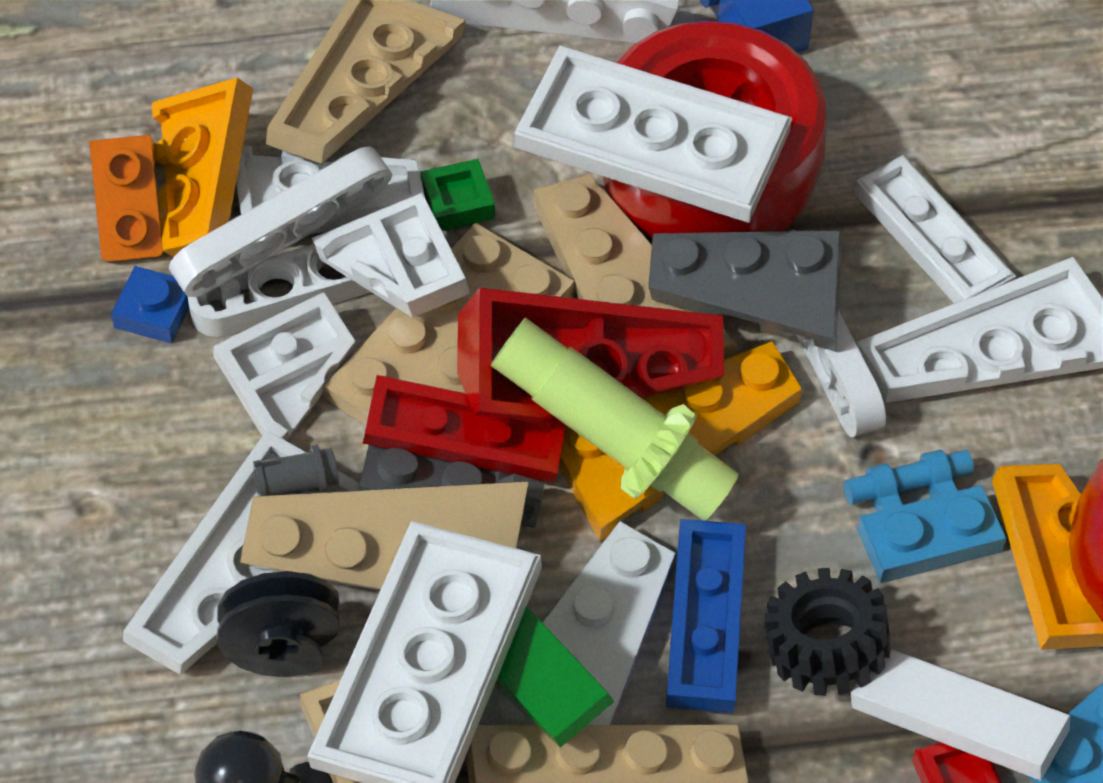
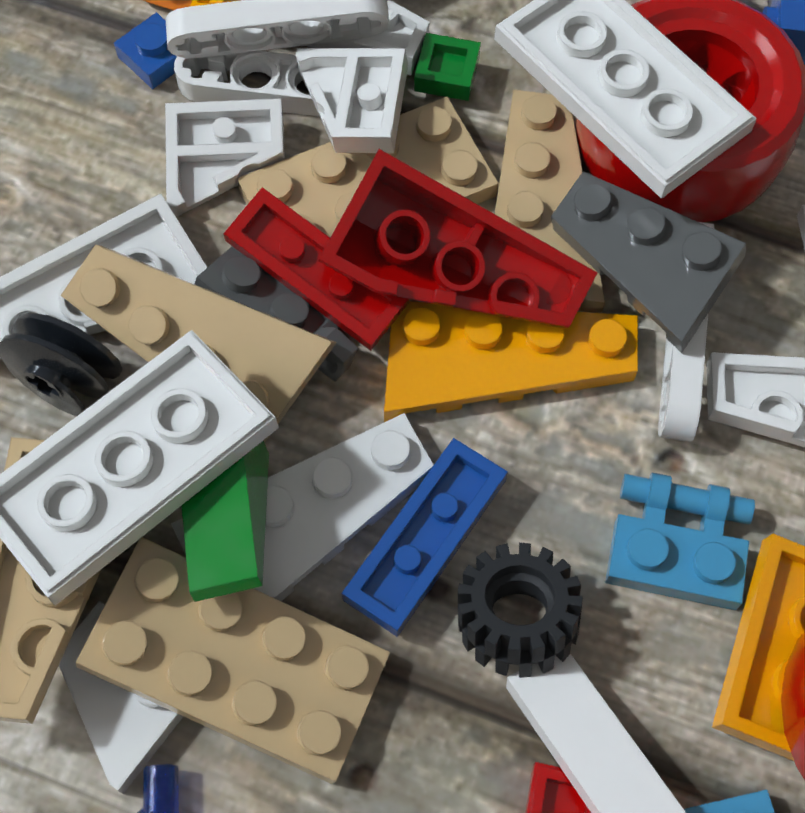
camera: 30 degrees right, 10 degrees up
(297, 473) = (153, 241): dark grey pin -> none
(617, 421) = (434, 323): yellowish green gear -> none

